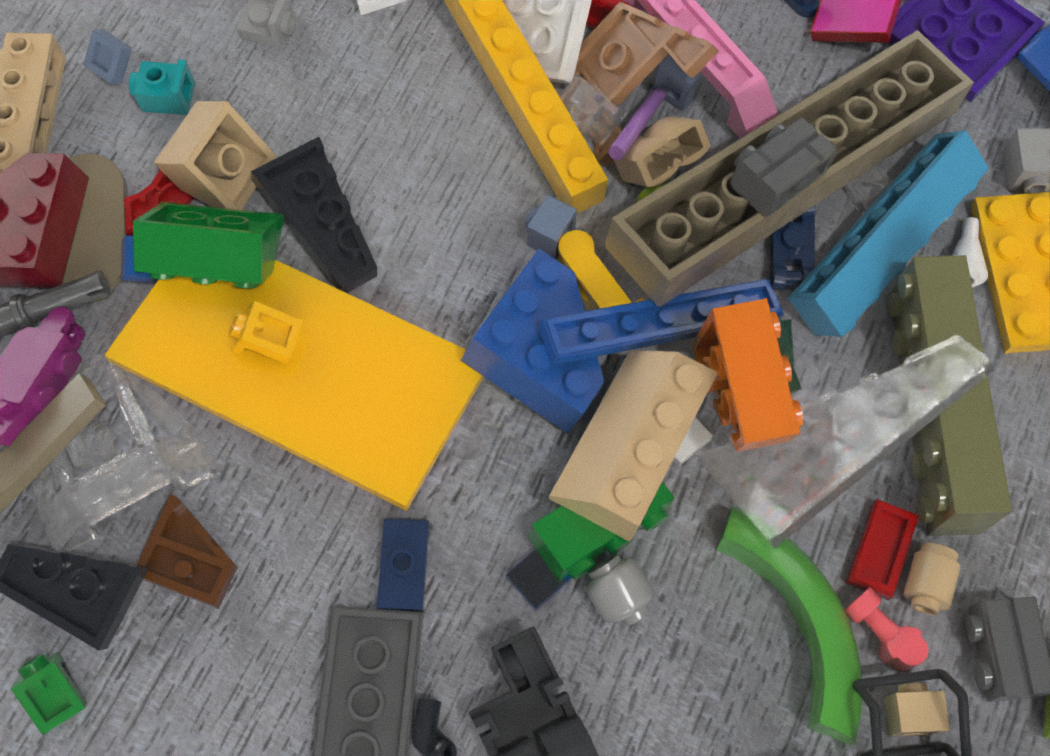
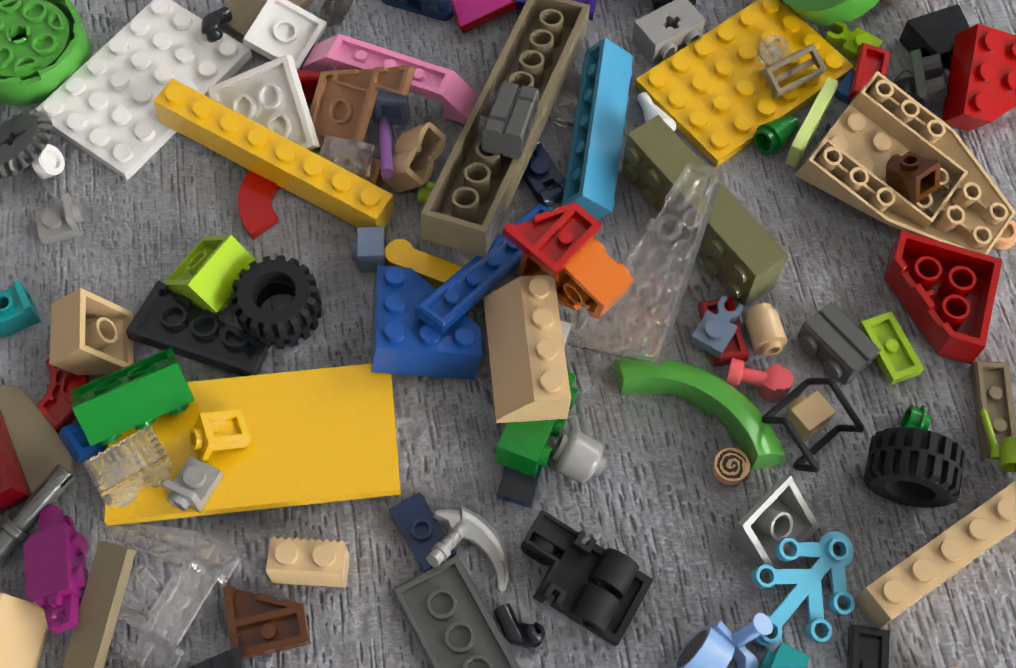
camera: 35 degrees left, 5 degrees down
(158, 316) = (130, 468): none -> clear brick
(205, 371) = (192, 485): none -> light grey bracket
(267, 522) = (308, 562): none -> tan brick
(374, 160) = (209, 272): none -> lime slope
(411, 199) = (270, 279): none -> black tyre
(461, 600) = (473, 527): none -> light grey piece
(468, 111) = (256, 205): none -> red tile
(736, 331) = (554, 237): none -> red wing
(786, 710) = (731, 466): none -> tile
(872, 545) = (716, 329): none -> sand blue plate

